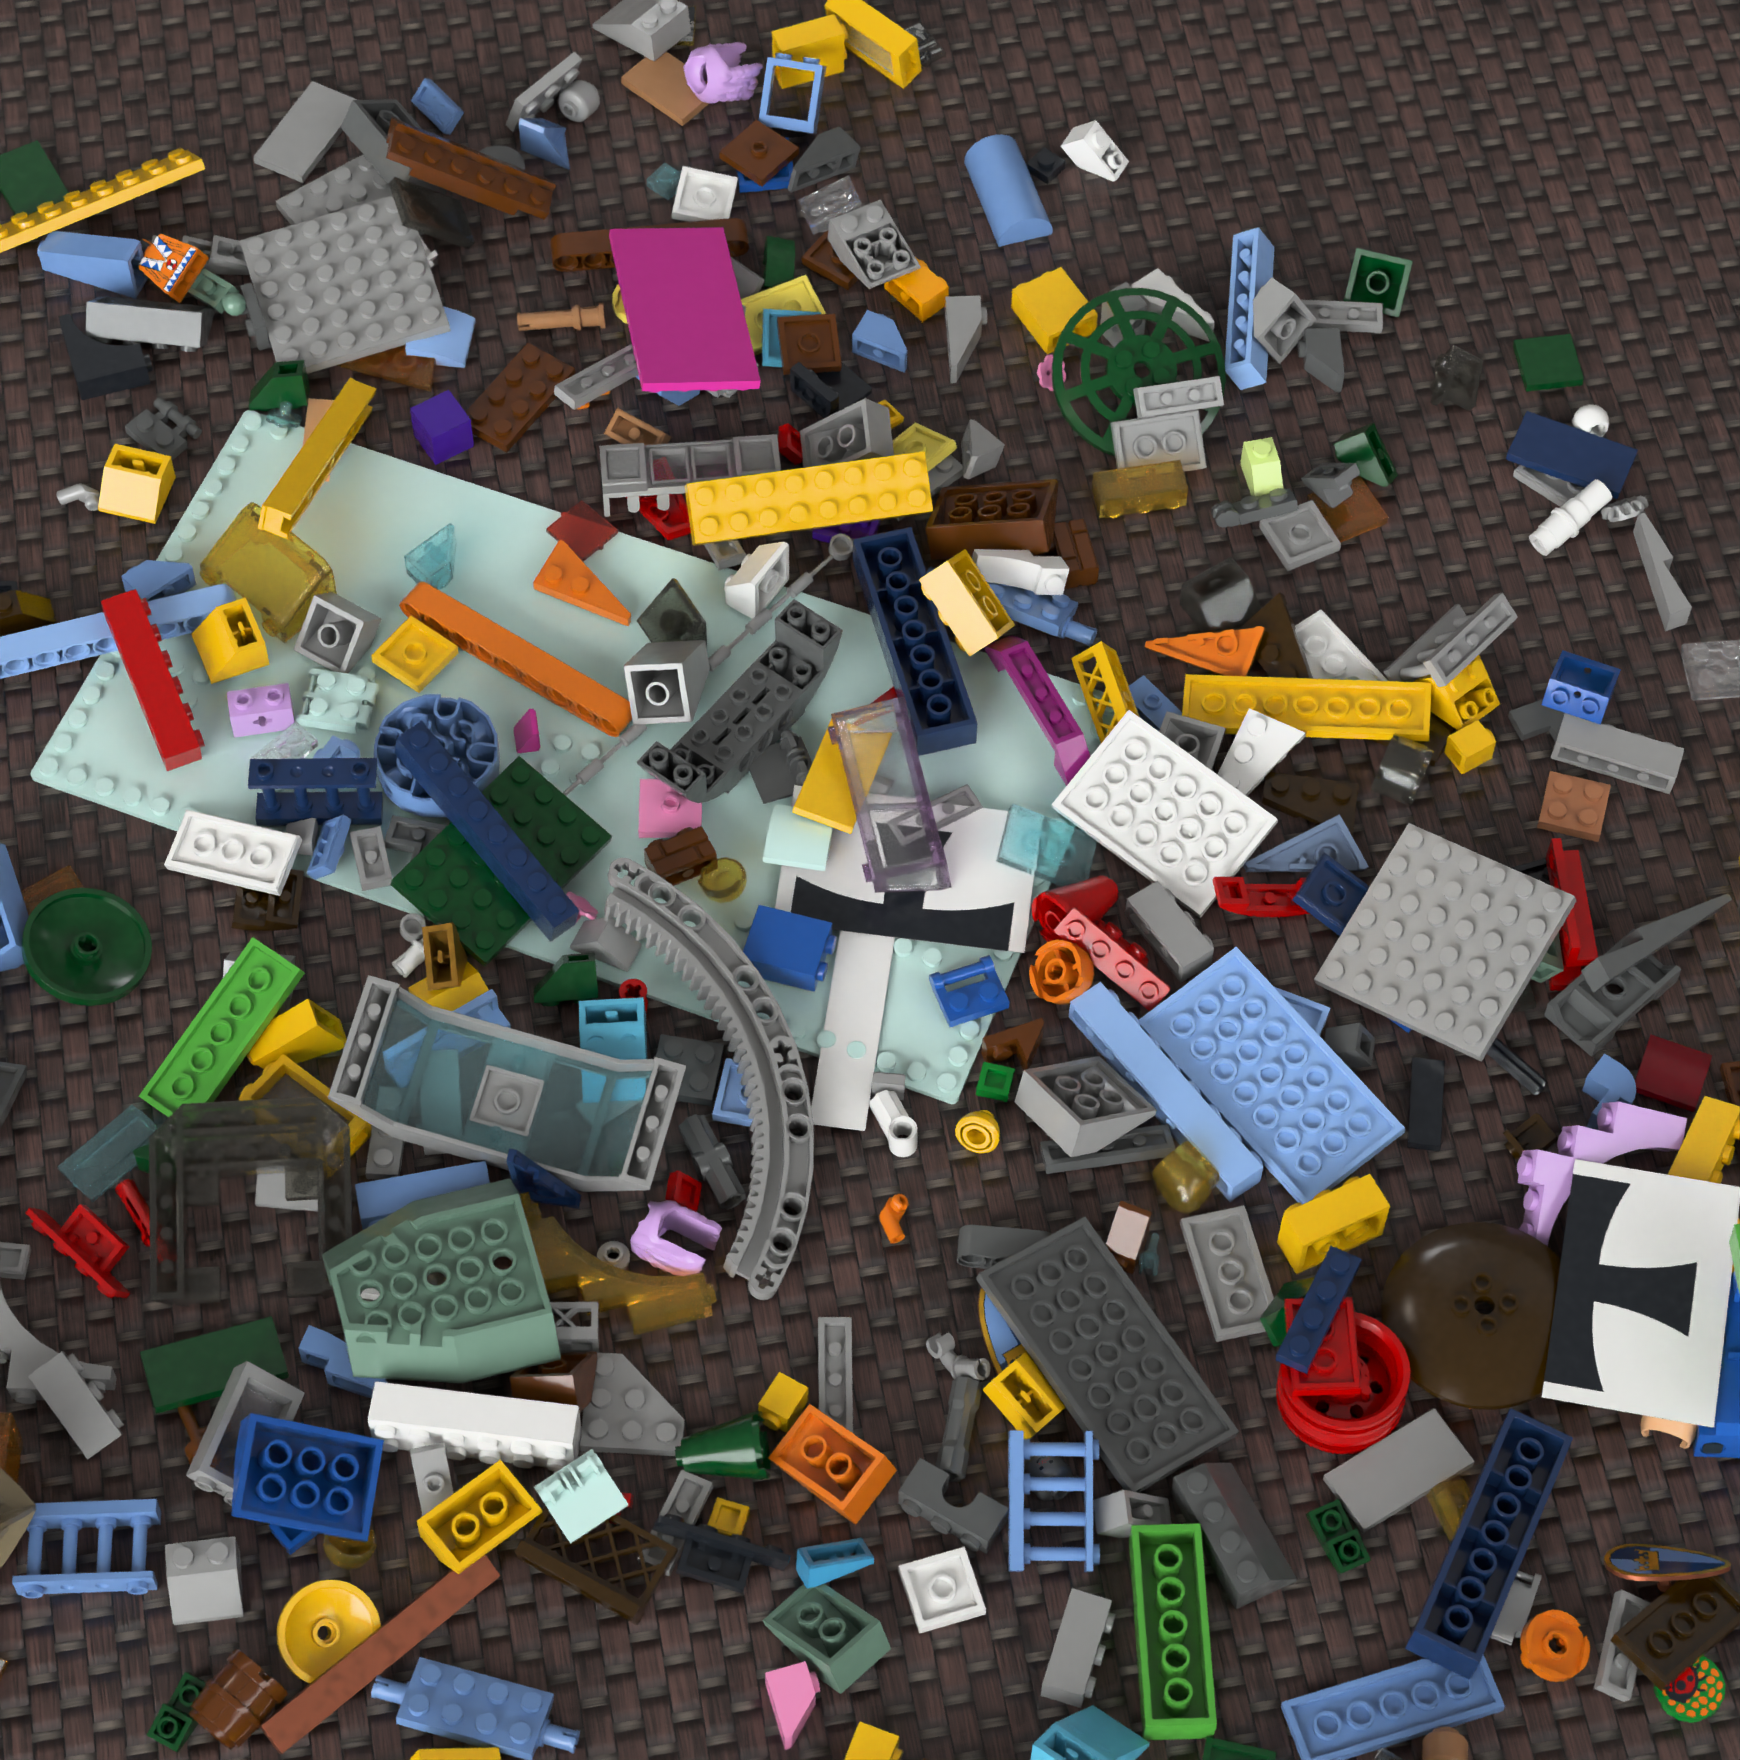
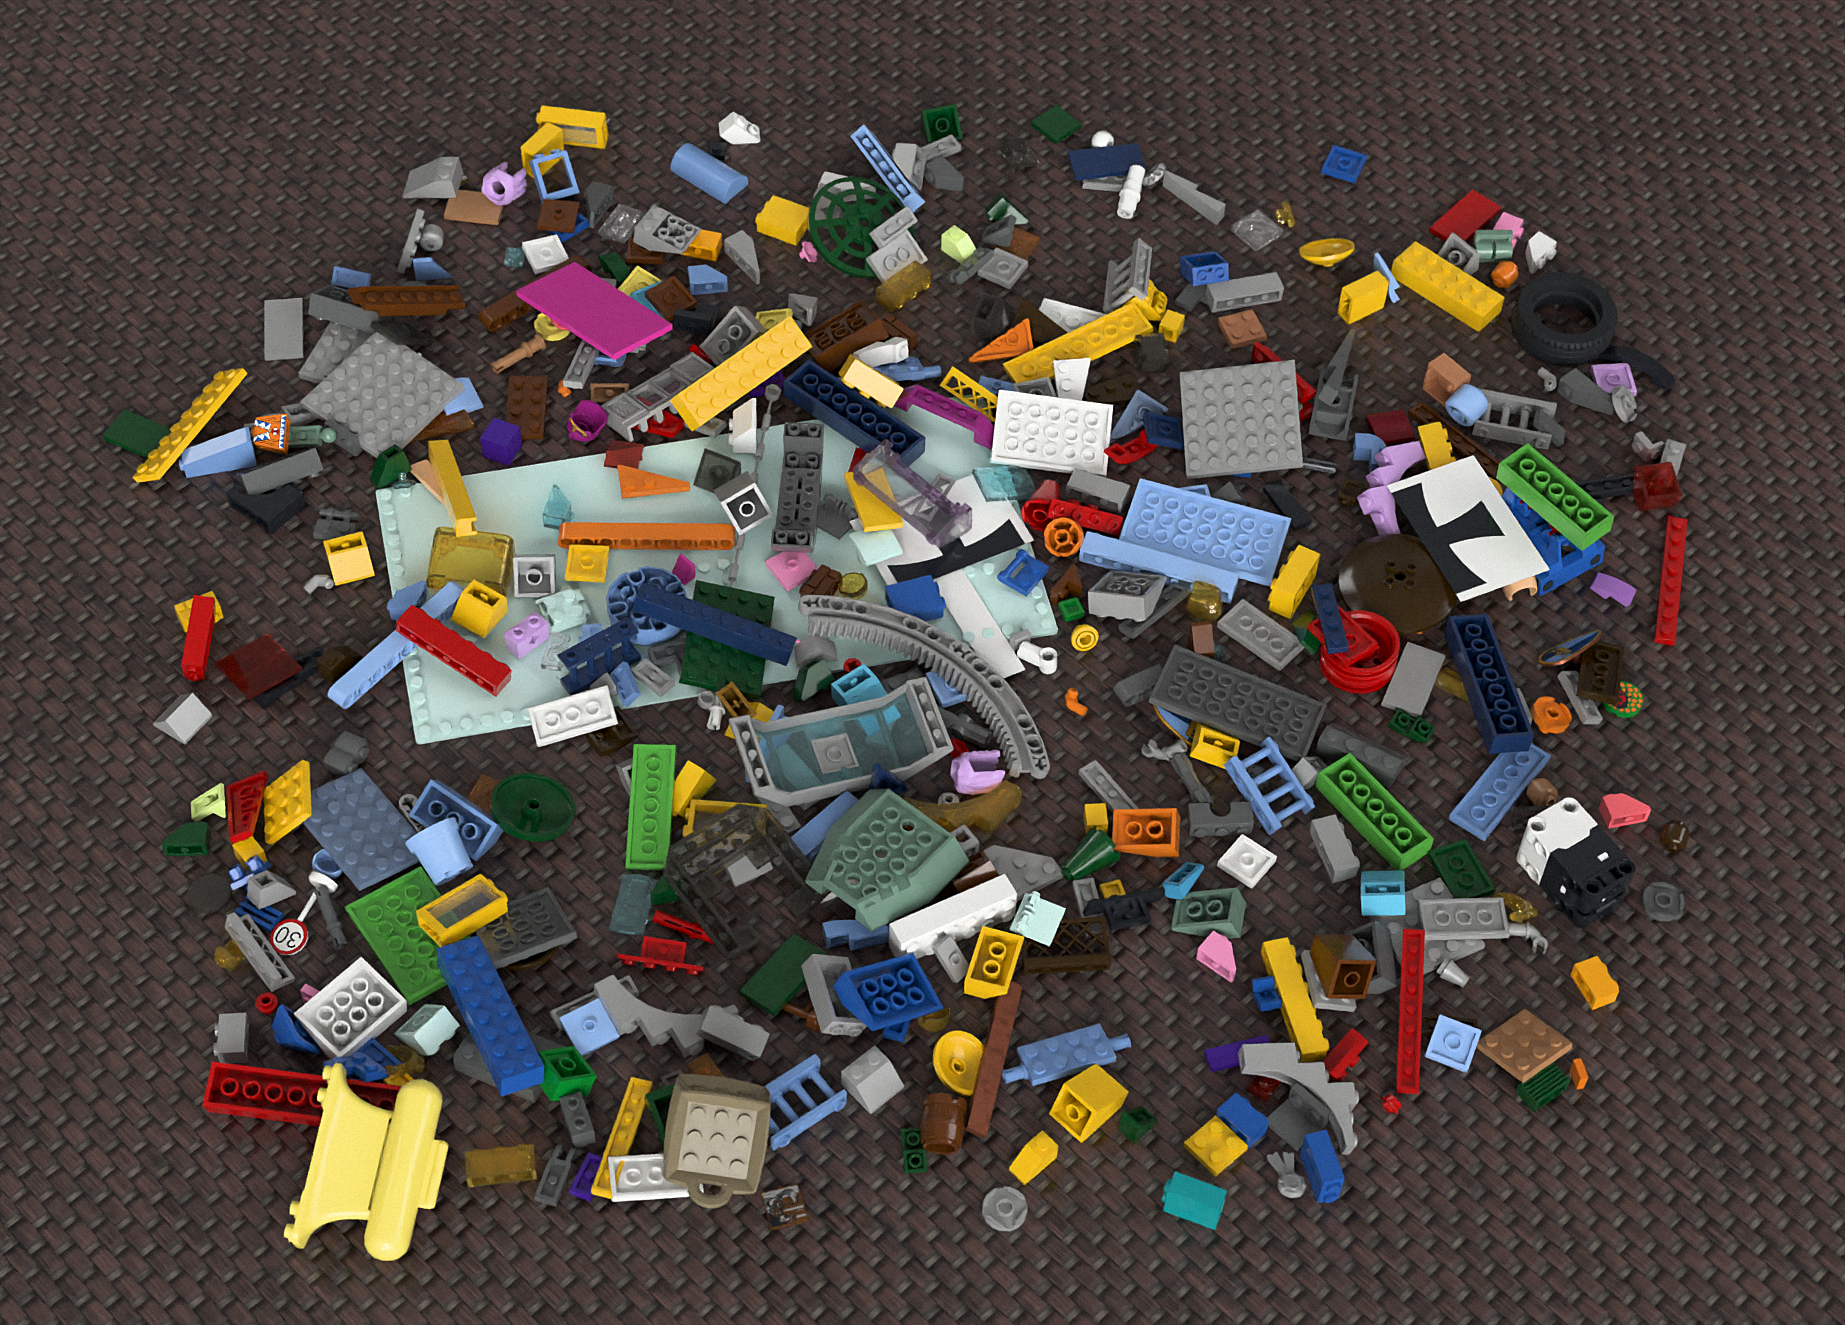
camera: 35 degrees left, 5 degrees down
(569, 455) = (586, 421): none -> magenta helmet

